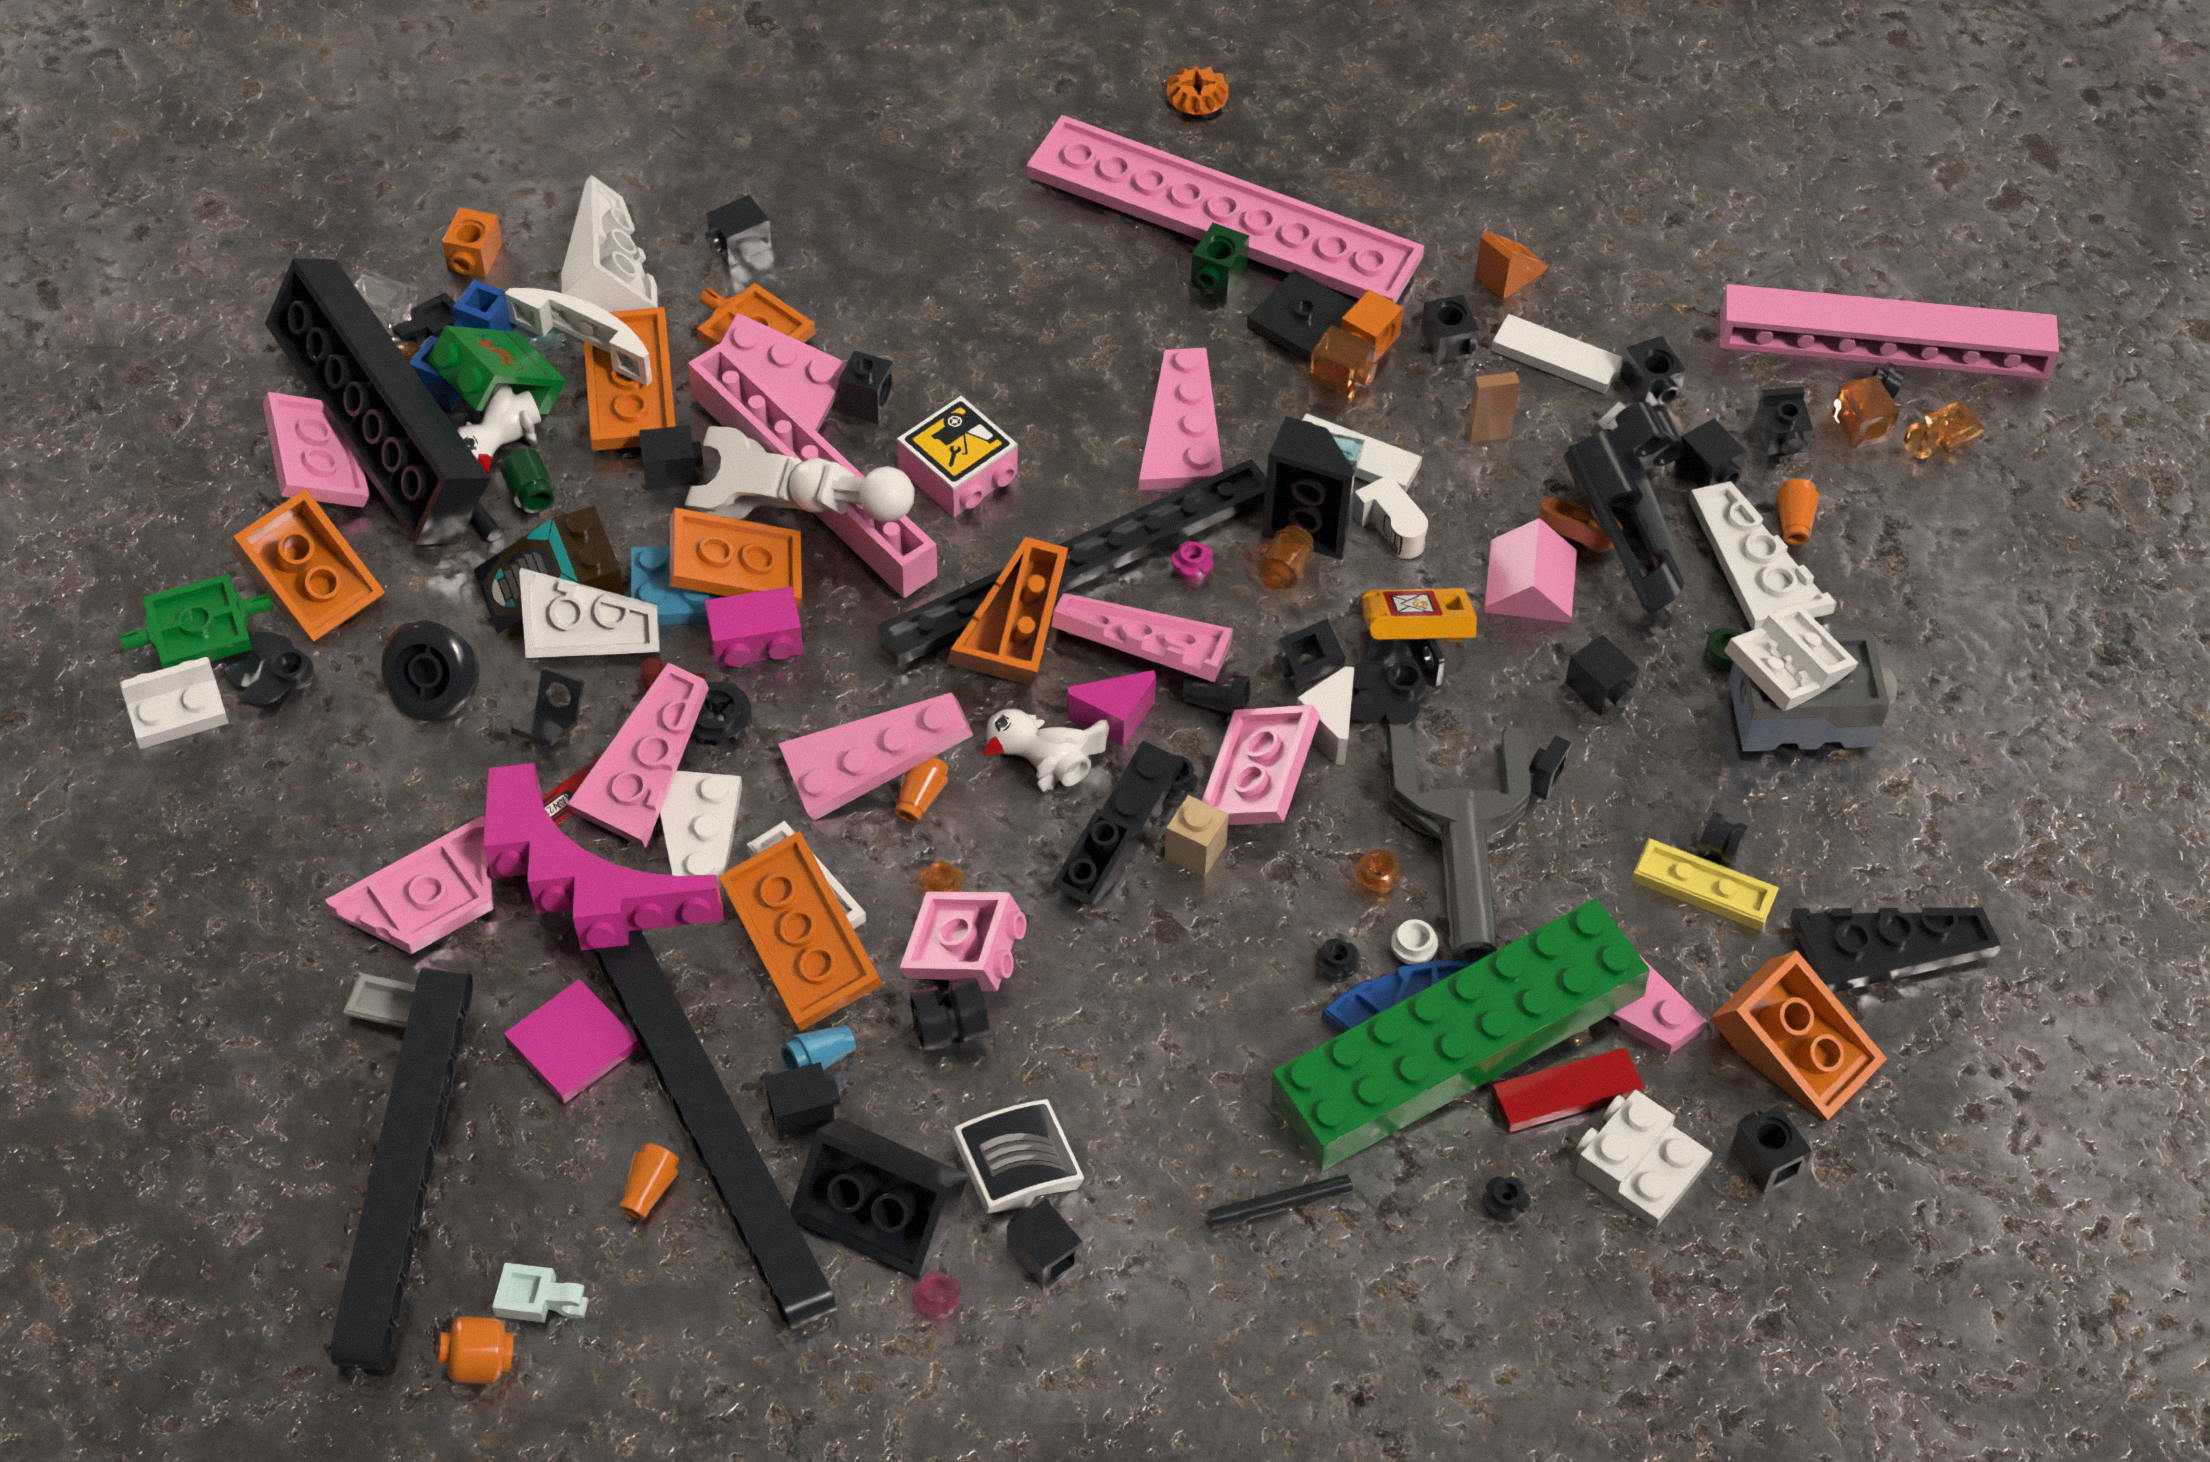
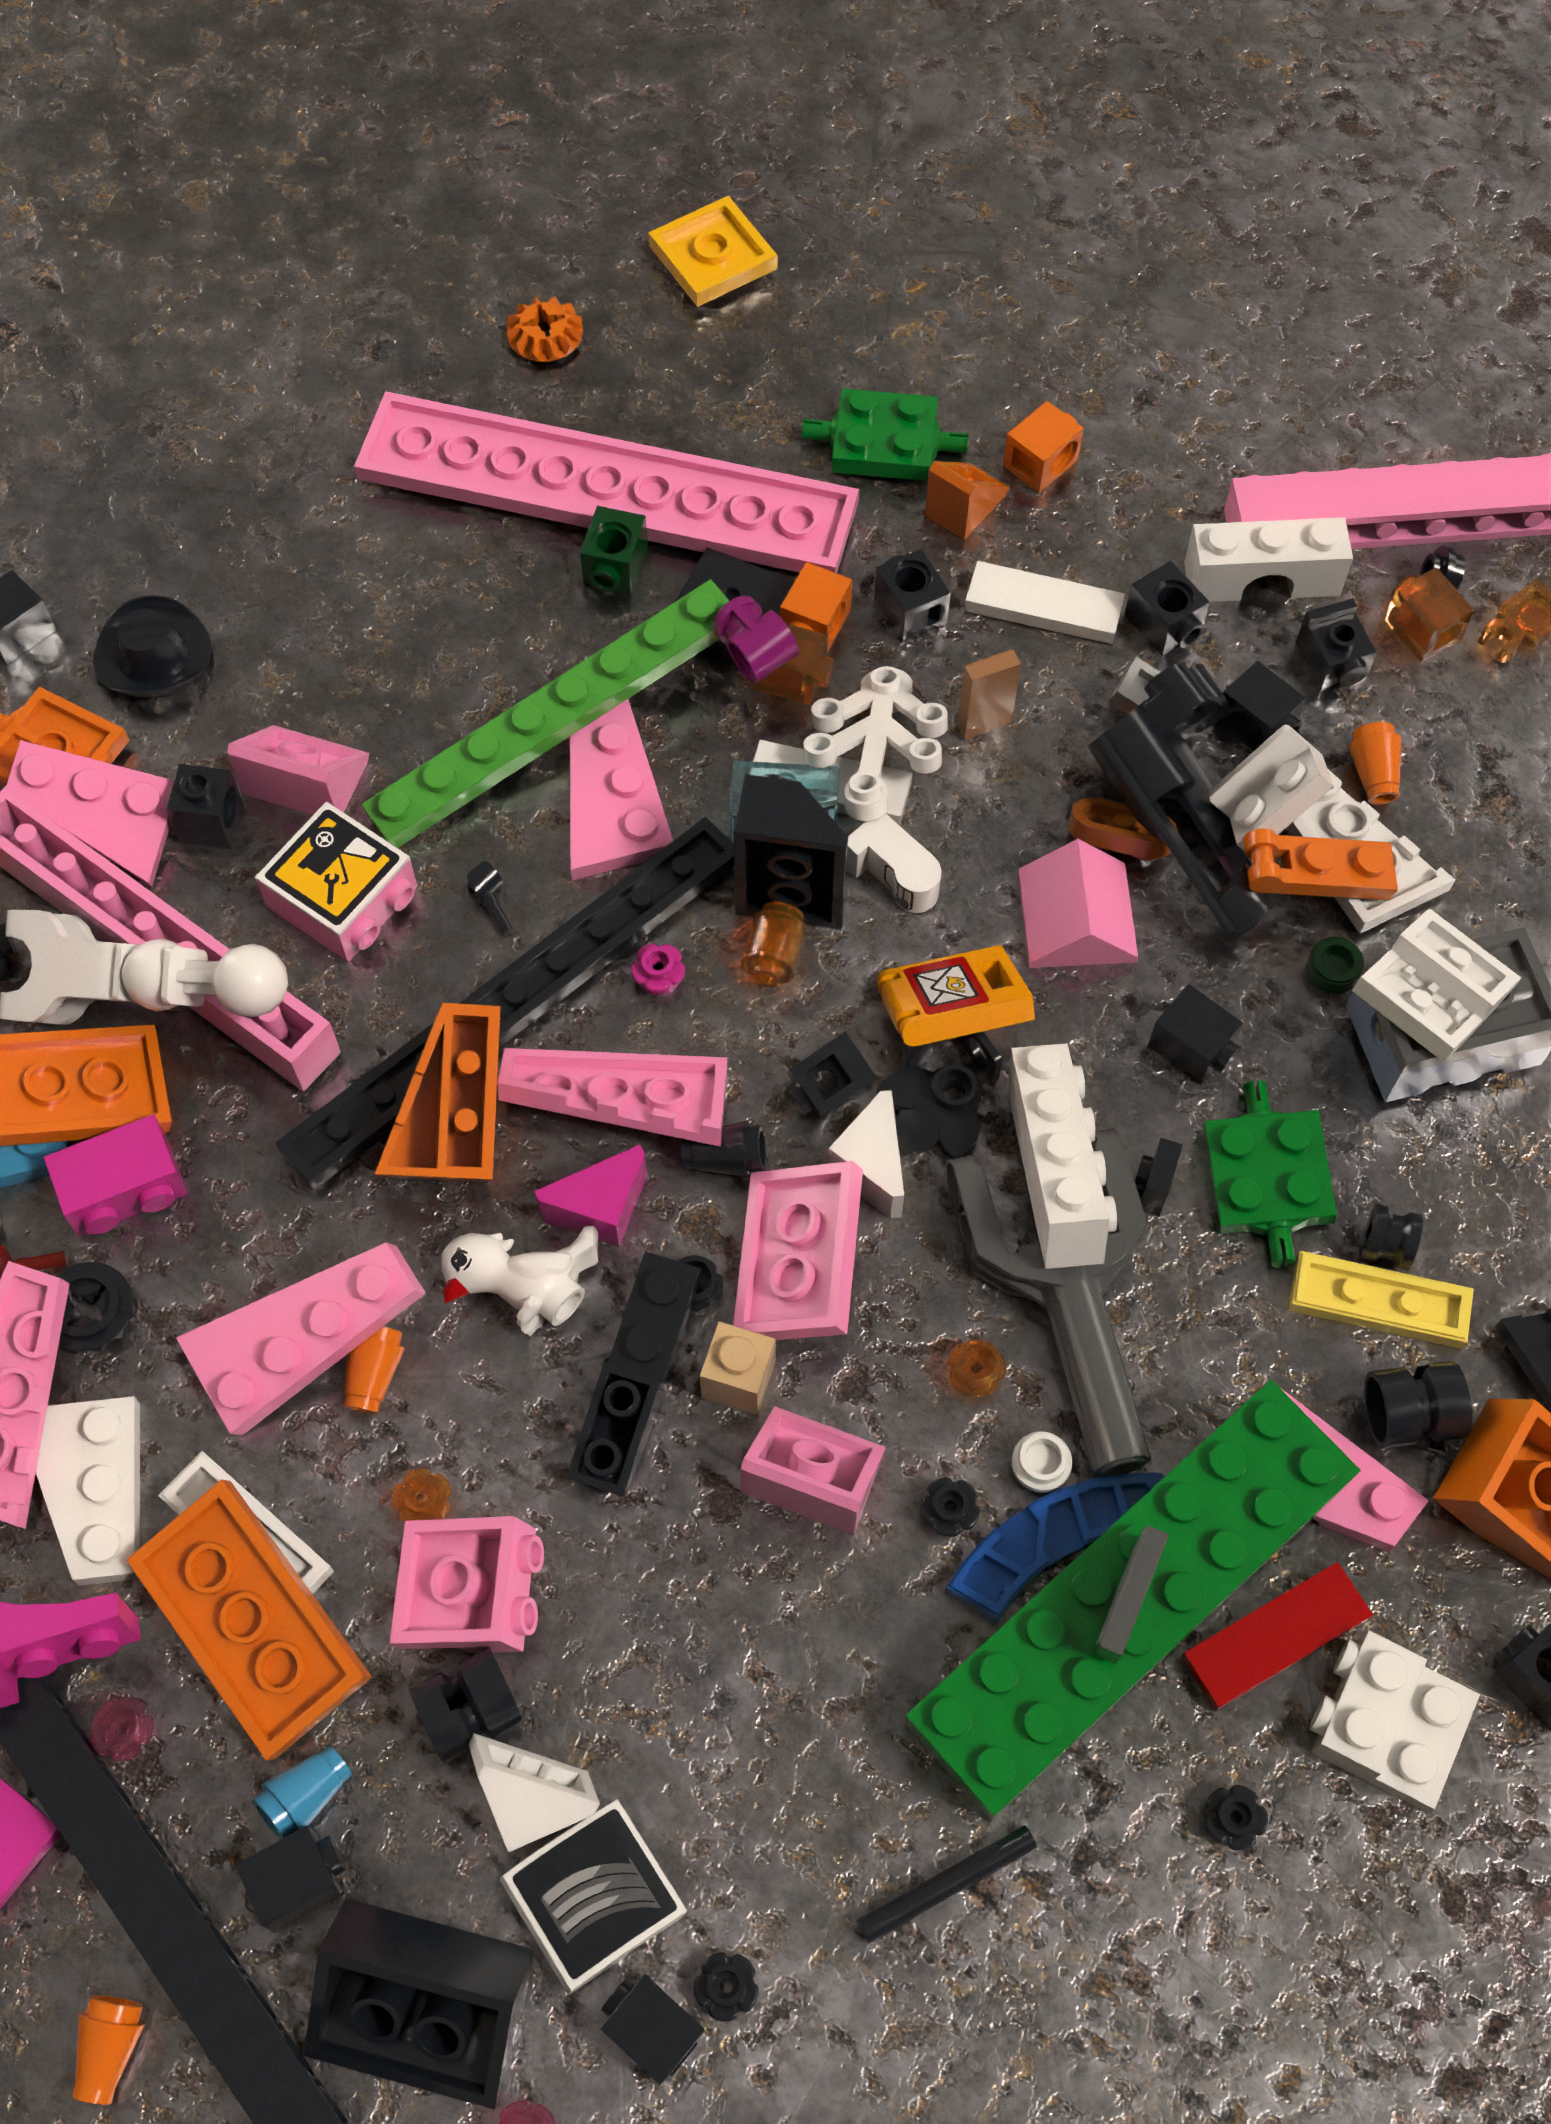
camera: 10 degrees left, 10 degrees up
(694, 977) = (110, 1717): none -> clear pink plate
(843, 270) = (151, 647): none -> black hat
(938, 374) = (296, 769): none -> bright pink slope
(980, 1077) = (530, 1792): none -> white slope
(1068, 479) = (481, 885): none -> black hand
(1099, 1243) = (728, 2005): none -> black plate
(1149, 365) = (546, 717): none -> bright green plate
(1235, 917) = (811, 1469): none -> bright pink slope
(1315, 334) = (754, 640): none -> magenta piece
(1345, 52) = (713, 251): none -> yellow plate
(1412, 397) = (885, 693): none -> white plant
(1454, 1009) = (1130, 1594): none -> dark grey tile
(1455, 210) = (885, 434): none -> green plate
(1474, 731) = (1058, 1156): none -> white brick
(1580, 239) = (1043, 446): none -> orange brick
(1638, 782) = (1269, 1173): none -> green plate
(1700, 507) = (1272, 784): none -> white bracket
(1712, 952) = (1428, 1403): none -> black wheel
(1726, 570) = (1320, 866): none -> orange plate
(1774, 347) = (1307, 551): none -> white arch

